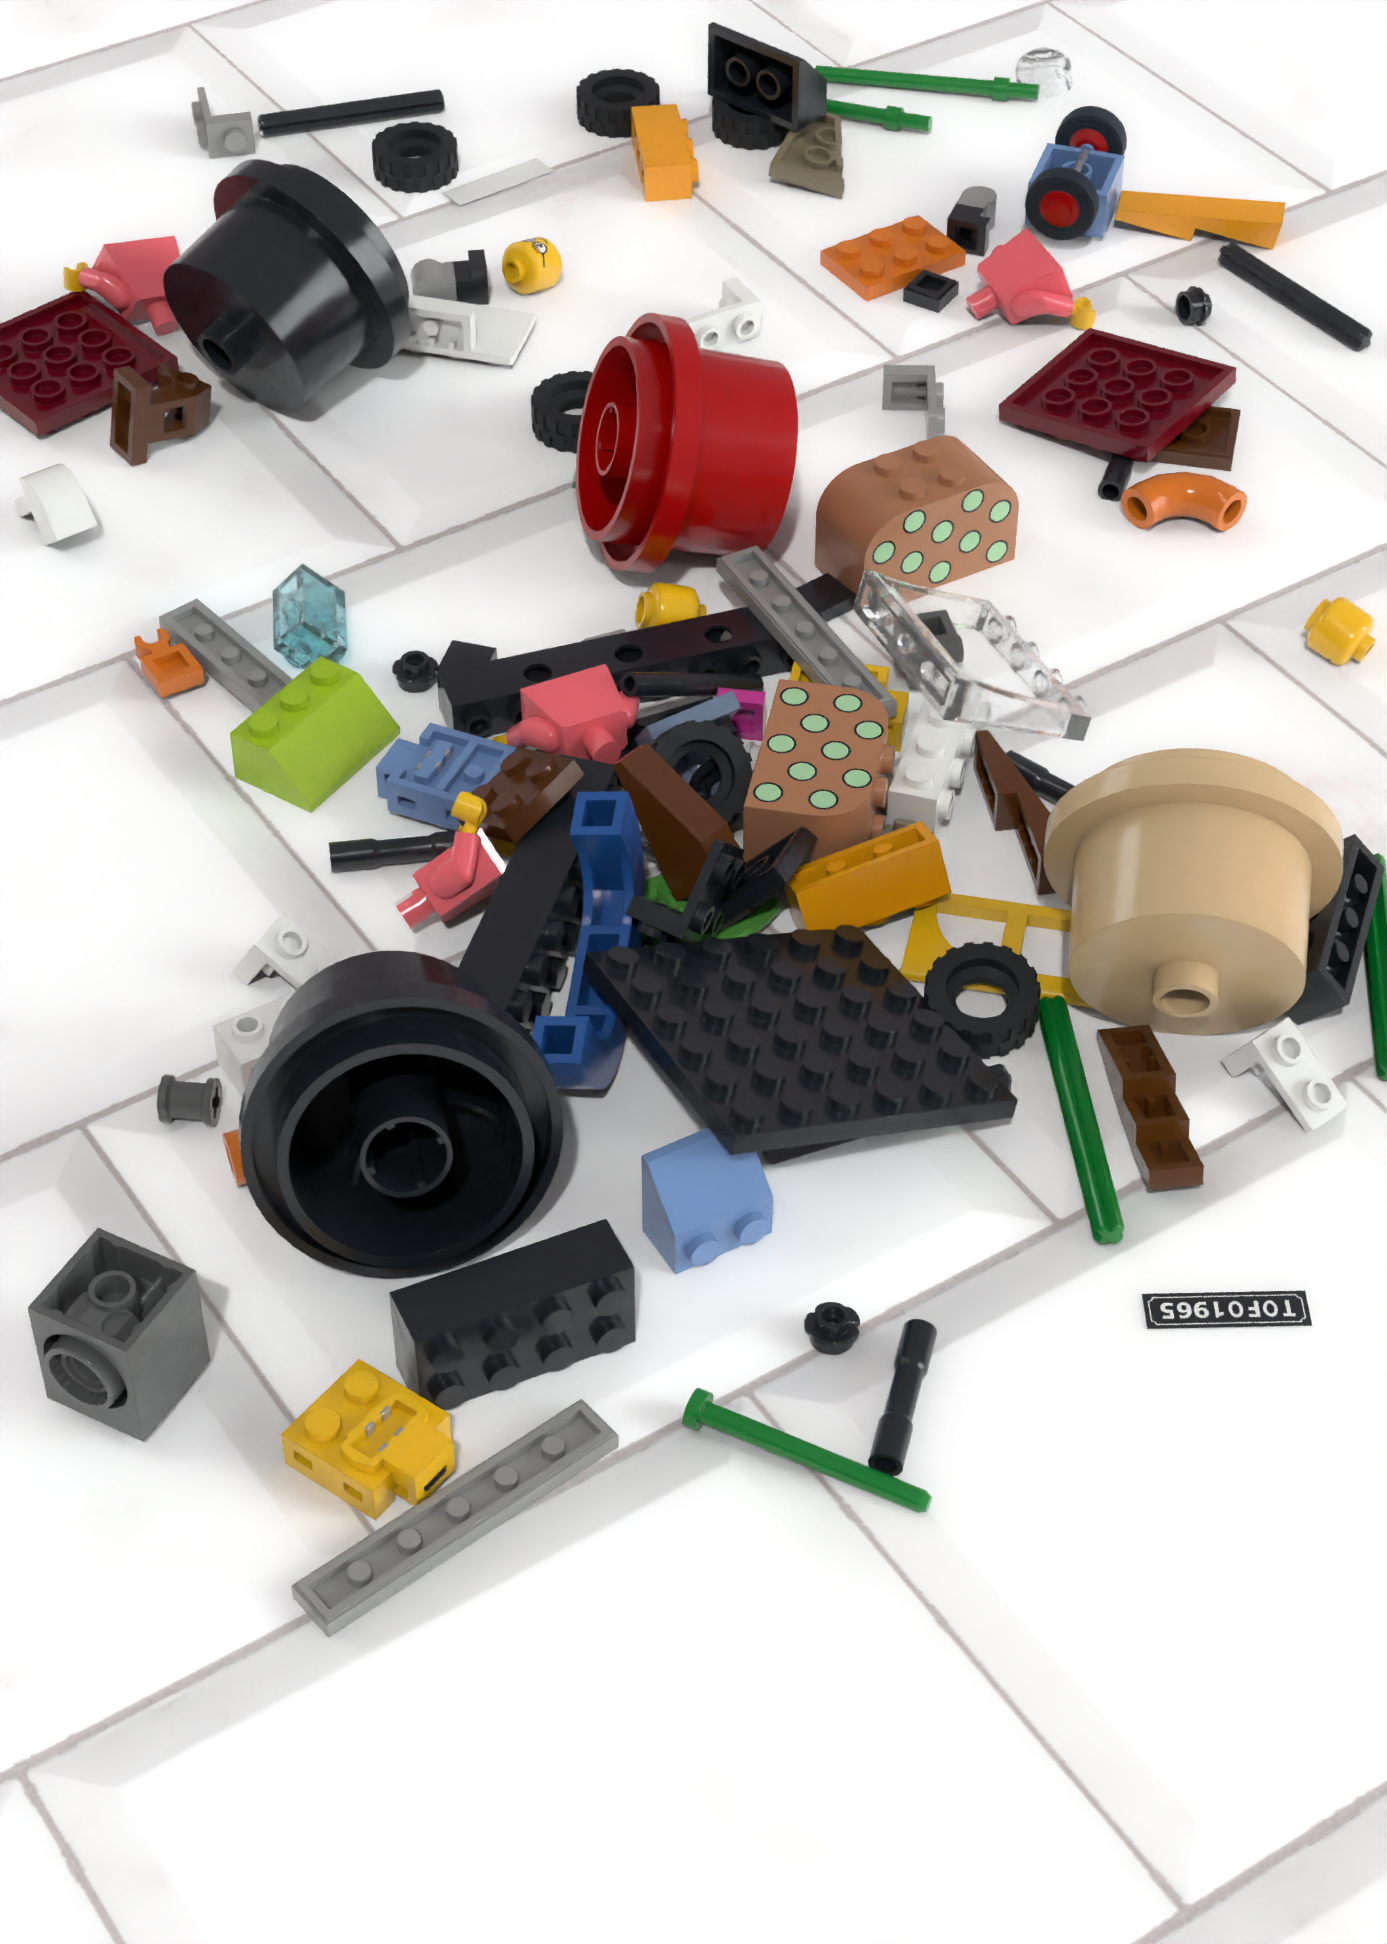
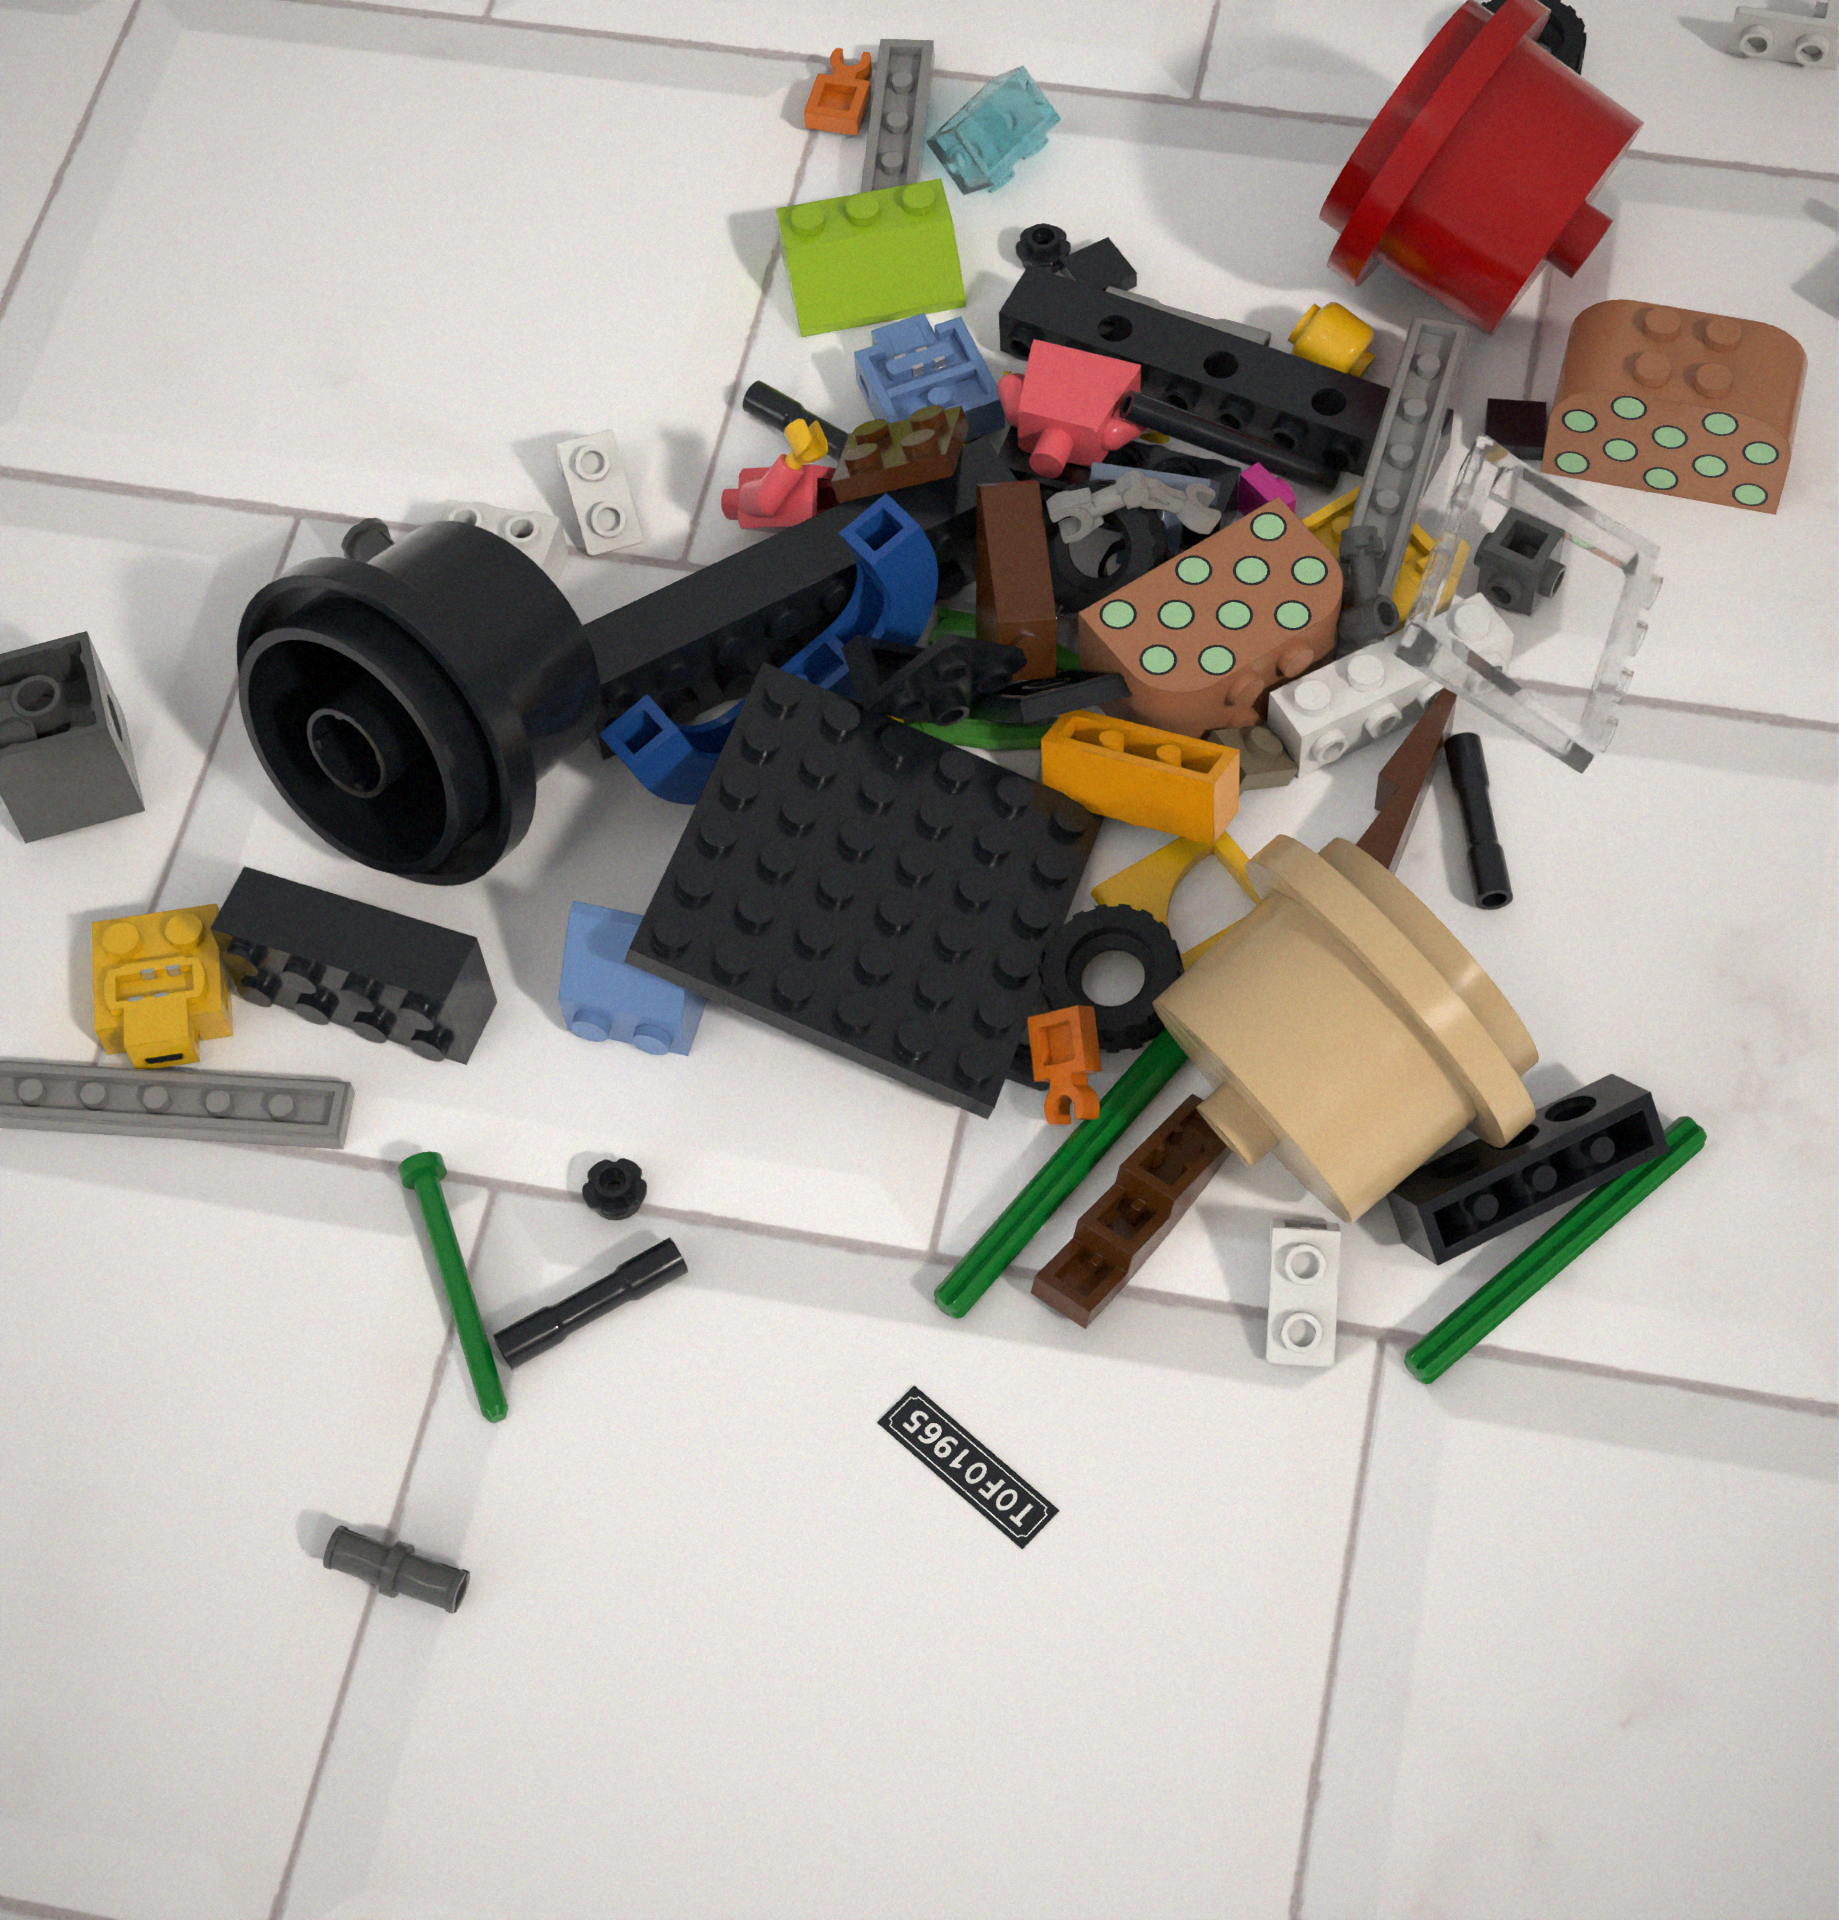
camera: 50 degrees right, 15 degrees up
(688, 742) = (1131, 491): none -> light grey piece
(902, 712) = (1371, 615): none -> dark grey bar
(986, 1628) = (396, 1569): none -> dark grey pin
(1016, 1045) = (1063, 1054): none -> orange plate

